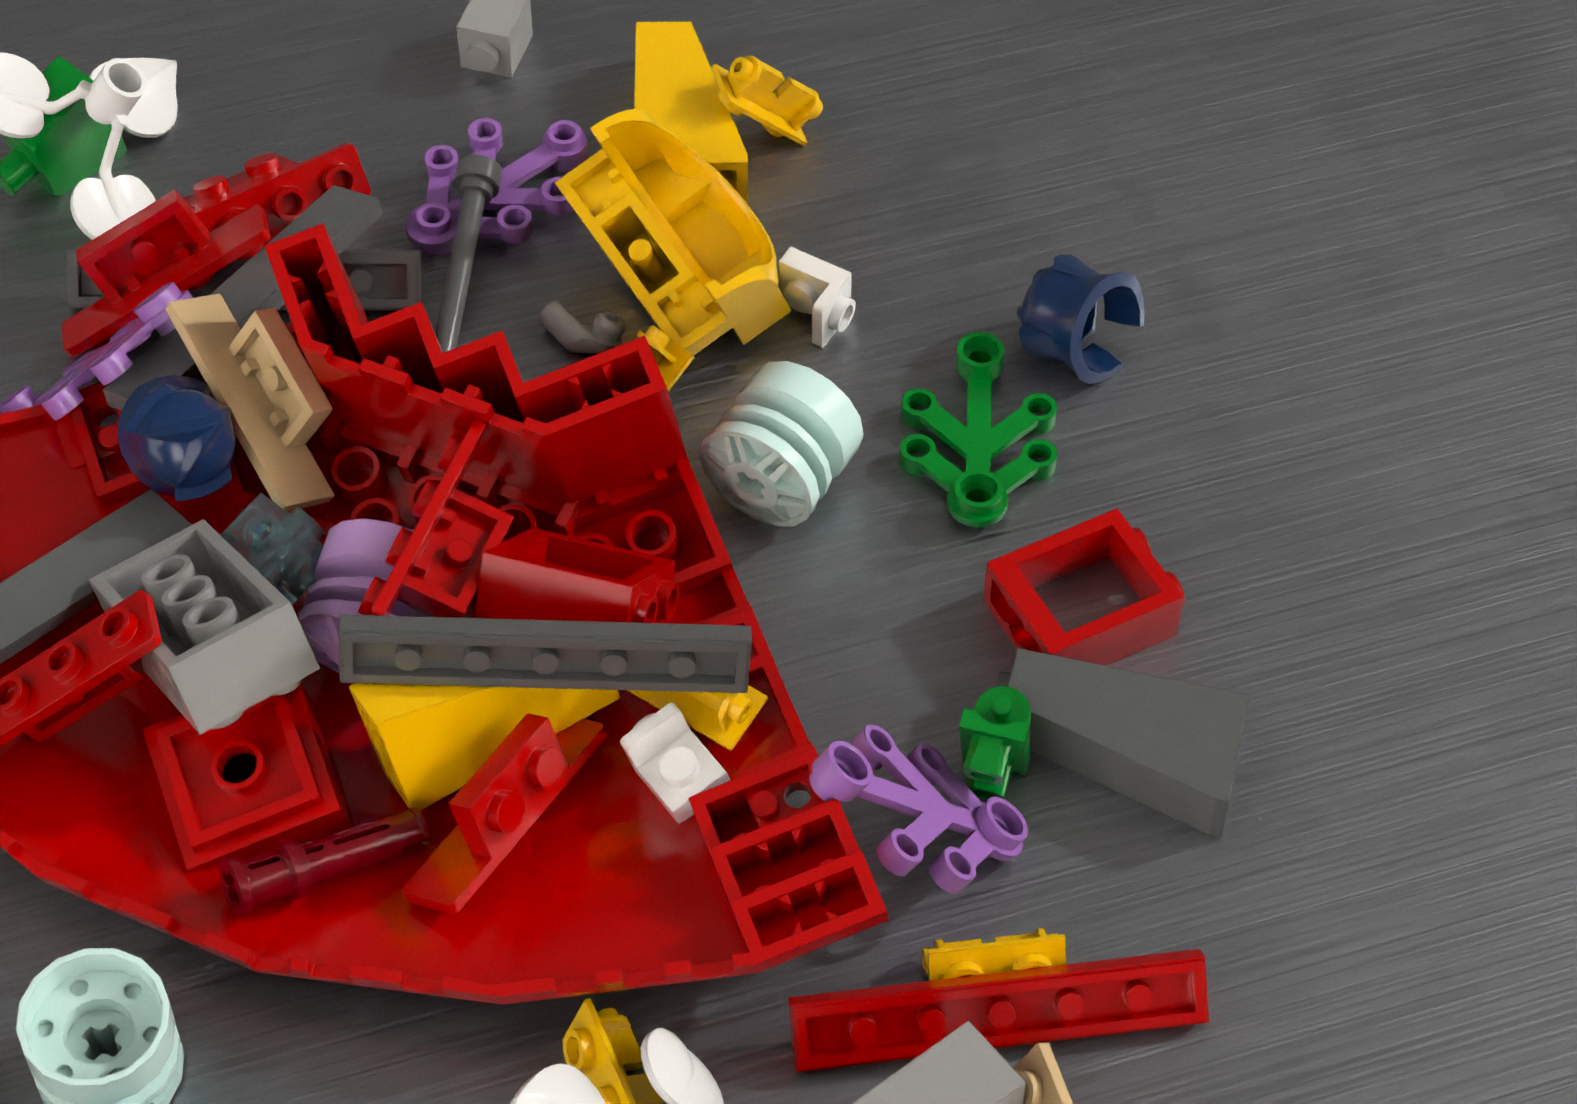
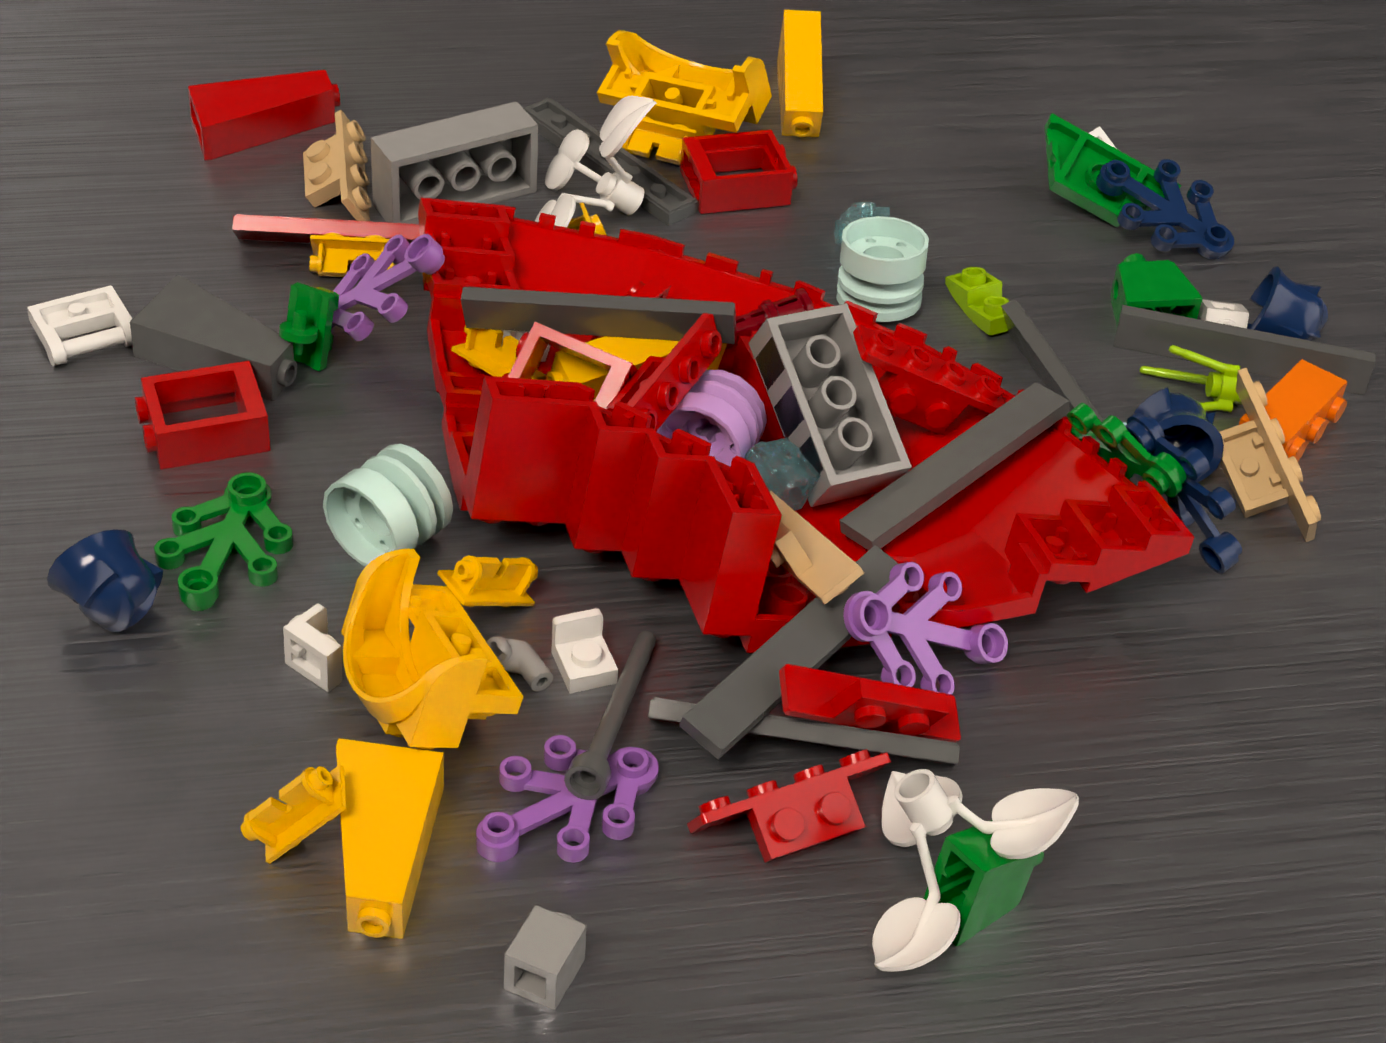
camera: 175 degrees left, 10 degrees down
(177, 437) = (850, 508): dark blue helmet -> none
(525, 342) = (582, 651): none -> white bracket
(1343, 757) = (79, 315): none -> white plate

